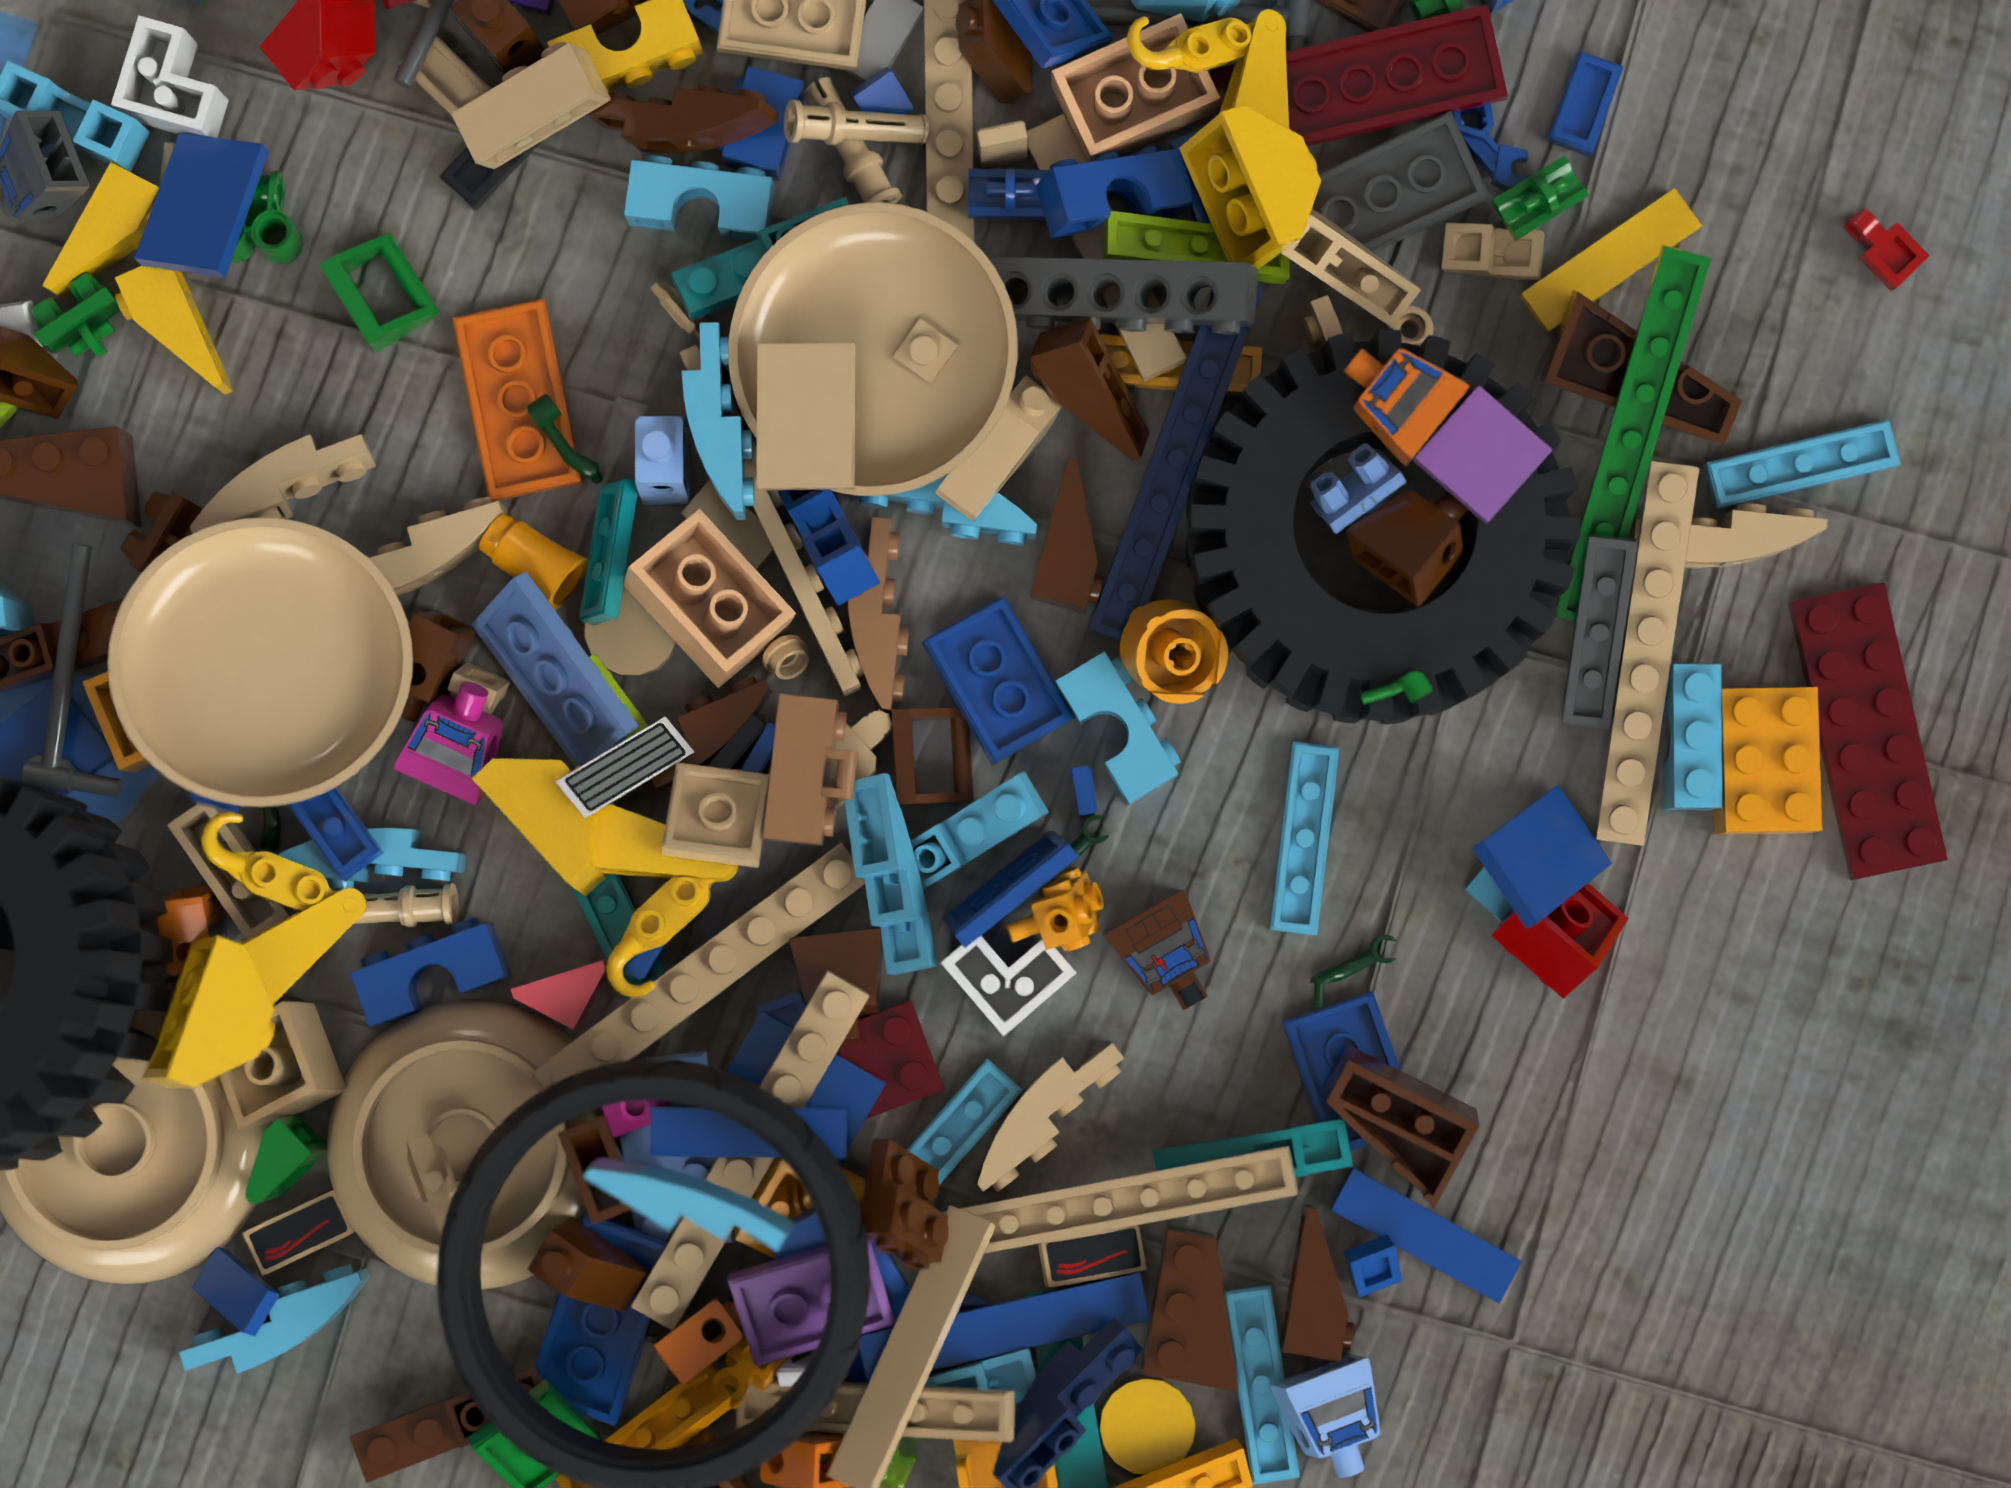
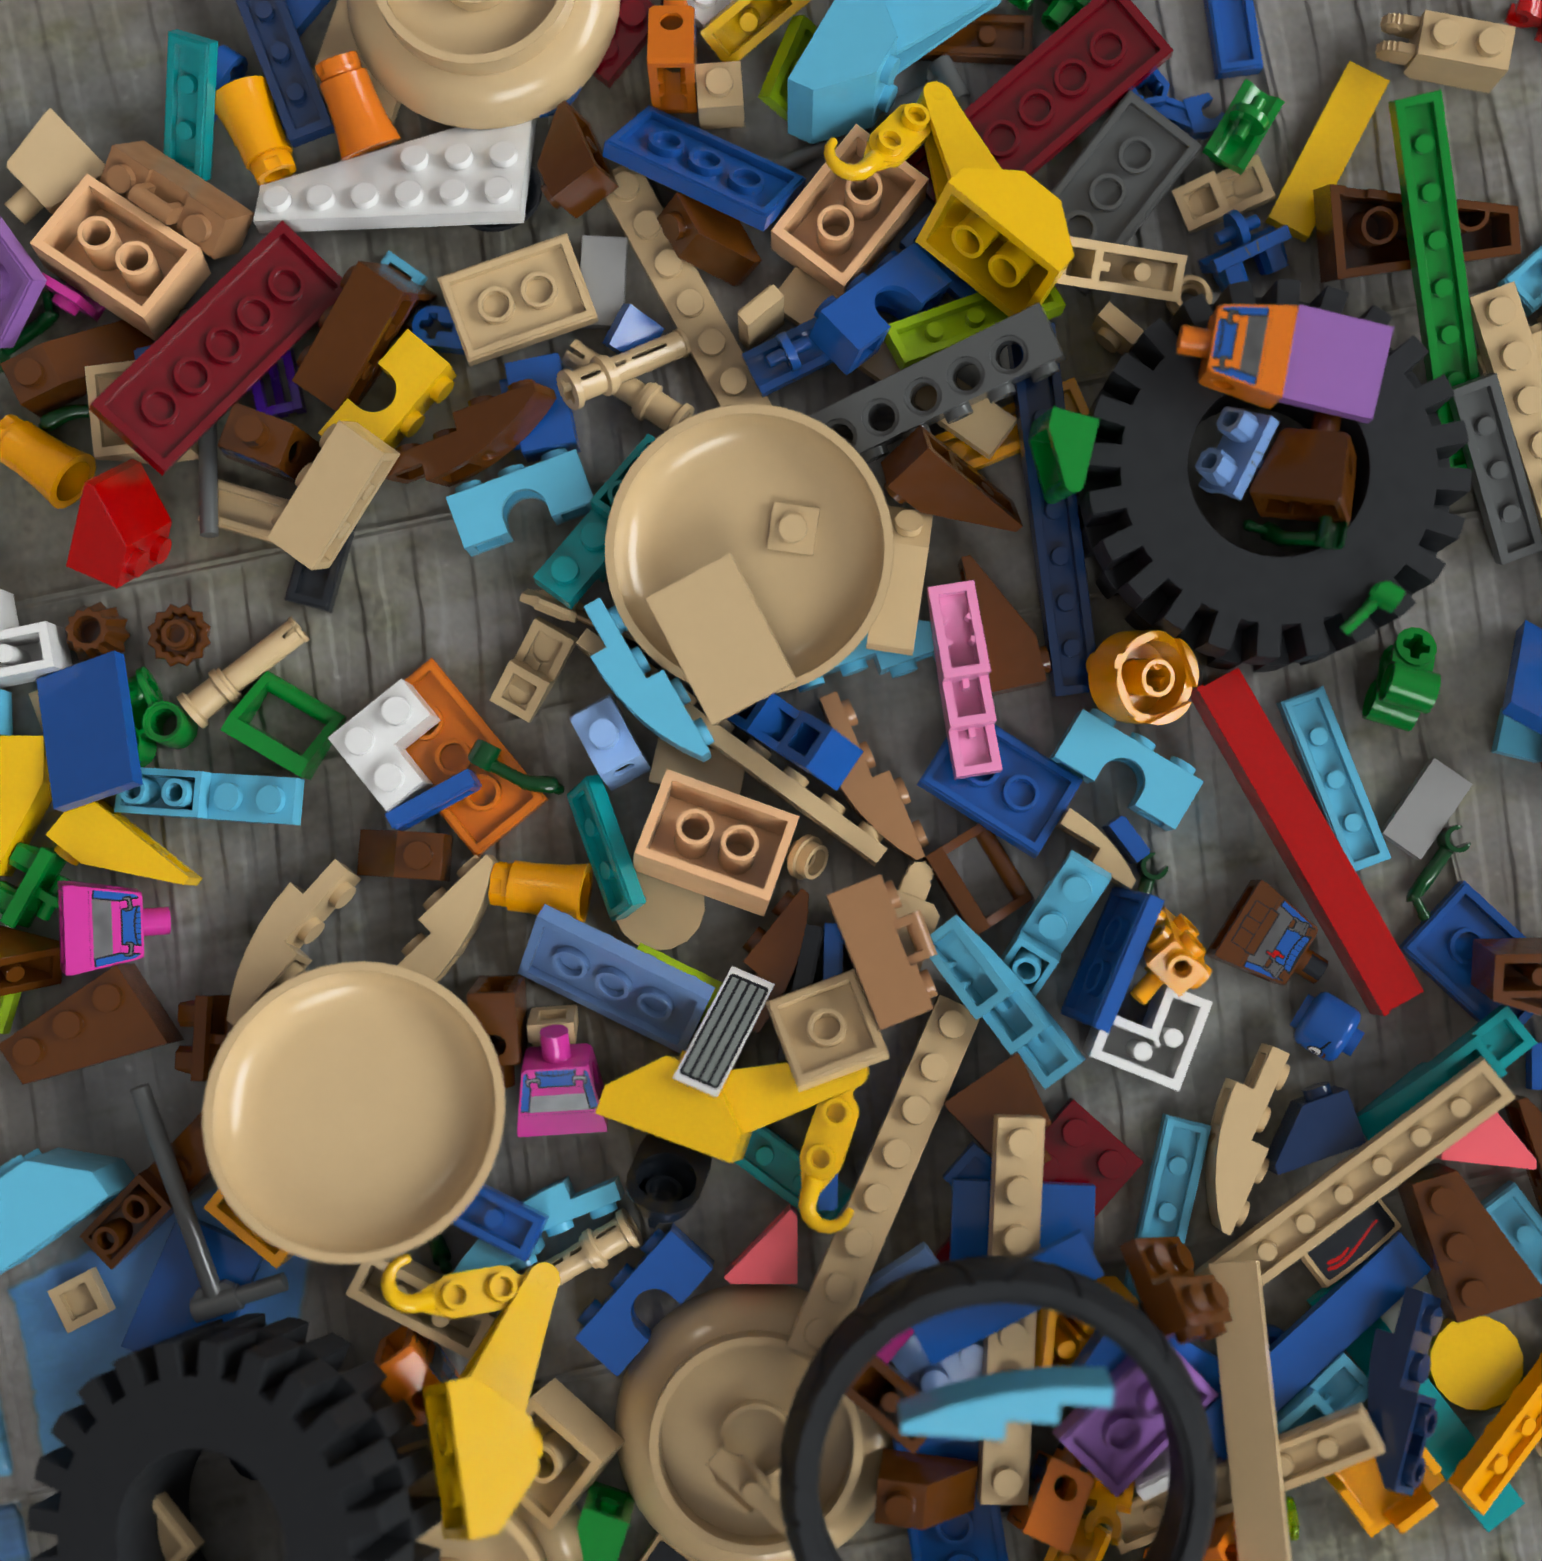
camera: 25 degrees left, 0 degrees up
(124, 386) = (104, 925): none -> dark pink torso
(255, 117) = (96, 631): none -> reddish brown piece
(283, 322) = (215, 797): none -> medium azure slope
(327, 160) = (179, 635): none -> reddish brown piece
(345, 226) = (226, 684): none -> tan pin
(427, 465) = (405, 854): none -> reddish brown slope
(452, 351) = (377, 743): none -> white brick
(477, 428) = (434, 800): none -> blue tile
(506, 876) = (666, 1179): none -> black piece
(631, 358) = (533, 669): none -> tan slope
(1010, 568) = (964, 679): none -> bright pink slope
(1055, 796) = (1103, 853): none -> tan slope
(1114, 1140) = (1315, 1128): none -> dark blue slope
(1174, 1054) = (1327, 1026): none -> blue head
(1202, 405) = (1062, 451): none -> green tile
(1245, 877) = (1306, 843): none -> red tile
(1259, 1230) = (1491, 1144): none -> coral slope
(1373, 908) = (1425, 808): none -> light grey tile
(1393, 605) = (1328, 534): none -> dark green piece
(1411, 779) = (1404, 681): none -> green piece
(1503, 316) = (1264, 246): none -> blue hips
(1768, 224) = (1448, 49): none -> tan hinge

